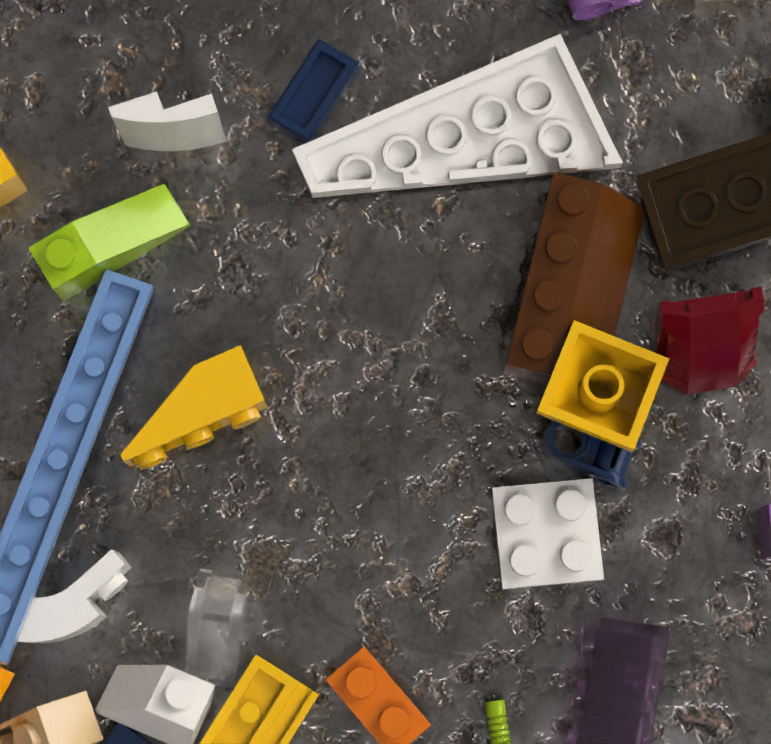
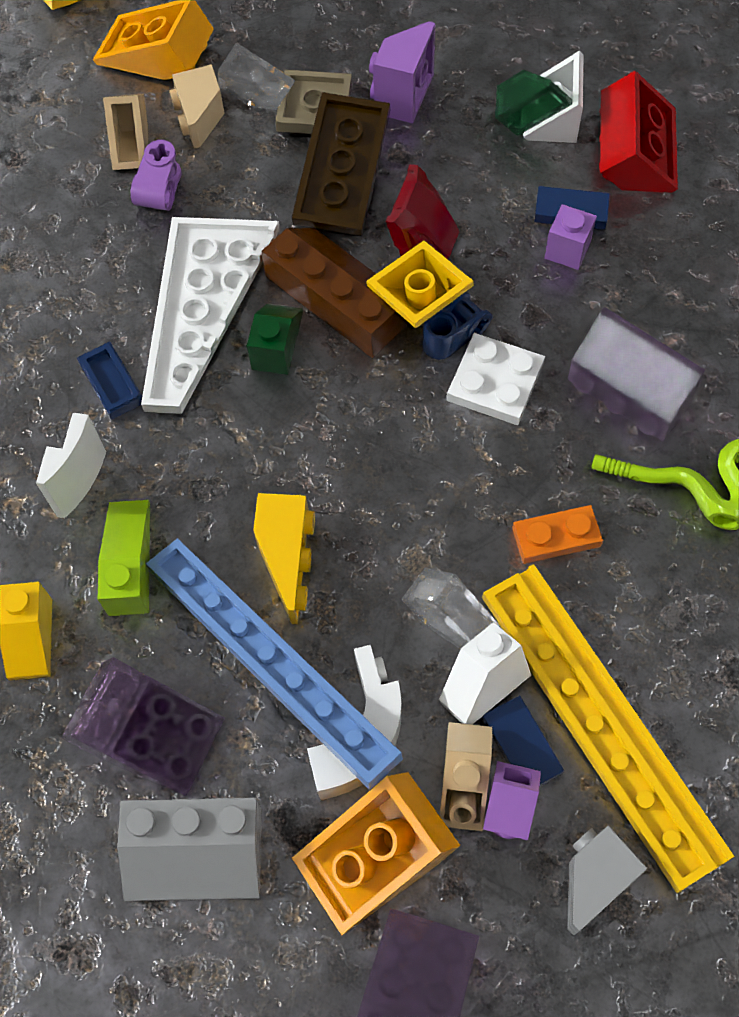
camera: 60 degrees left, 15 degrees down
(466, 245) = (273, 338): none -> dark green slope

